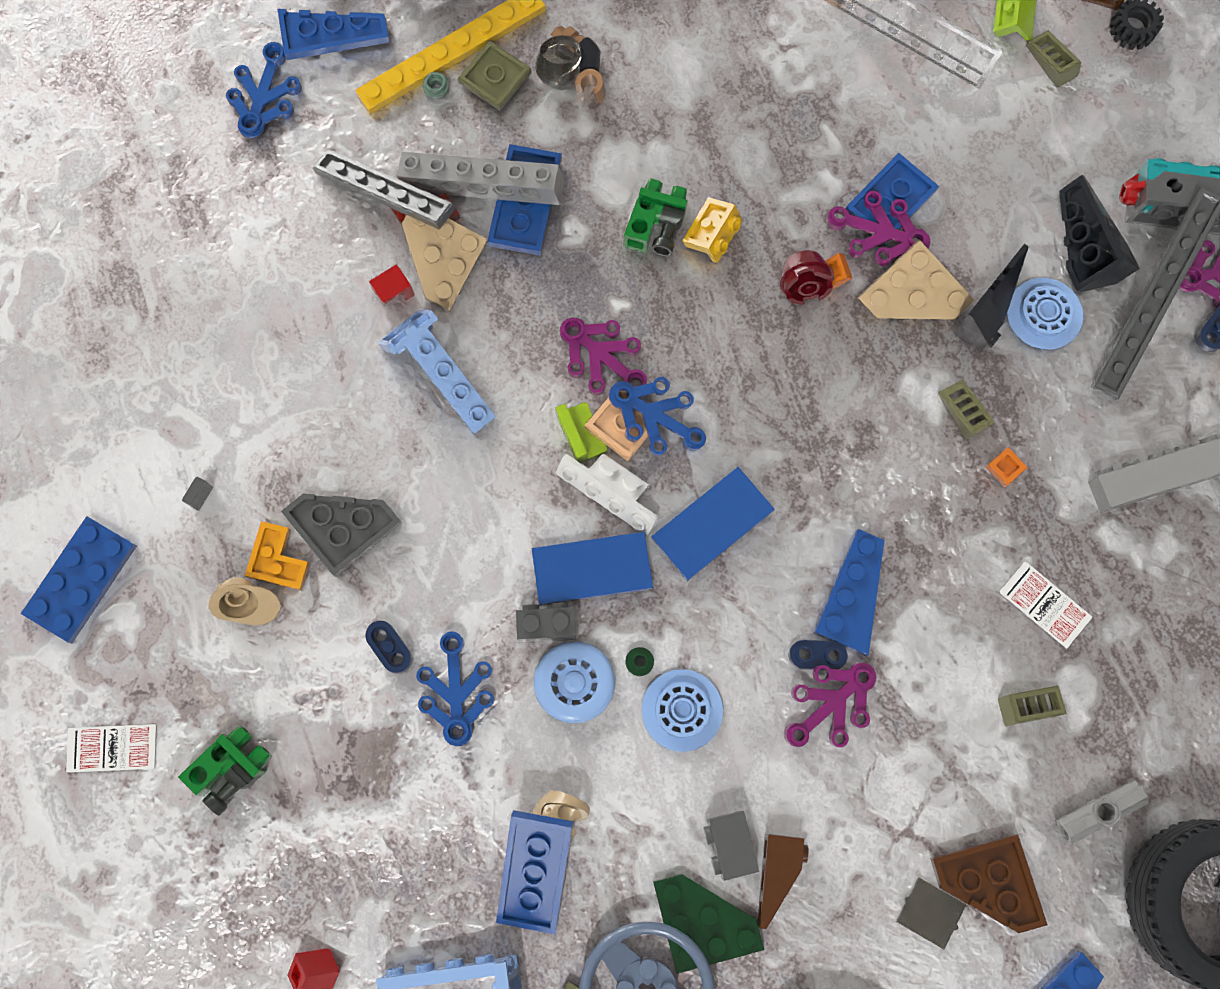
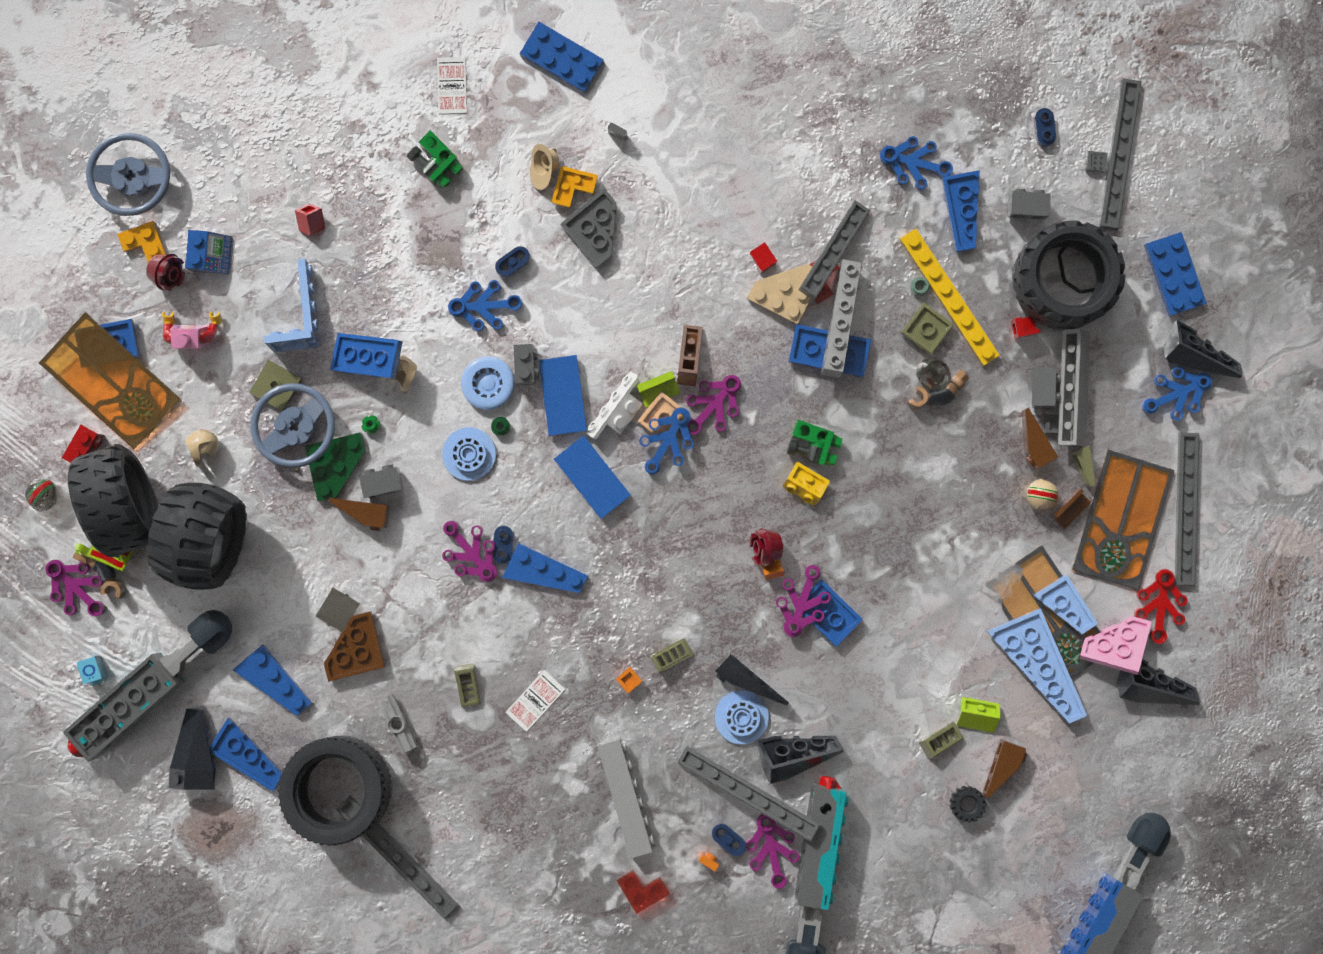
camera: 90 degrees right, 10 degrees up
(418, 340) = (722, 270): light blue bracket -> none
(533, 386) = (689, 355): none -> reddish brown slope
(648, 865) = (375, 424): none -> green plate
(916, 289) = (758, 625): tan plate -> none

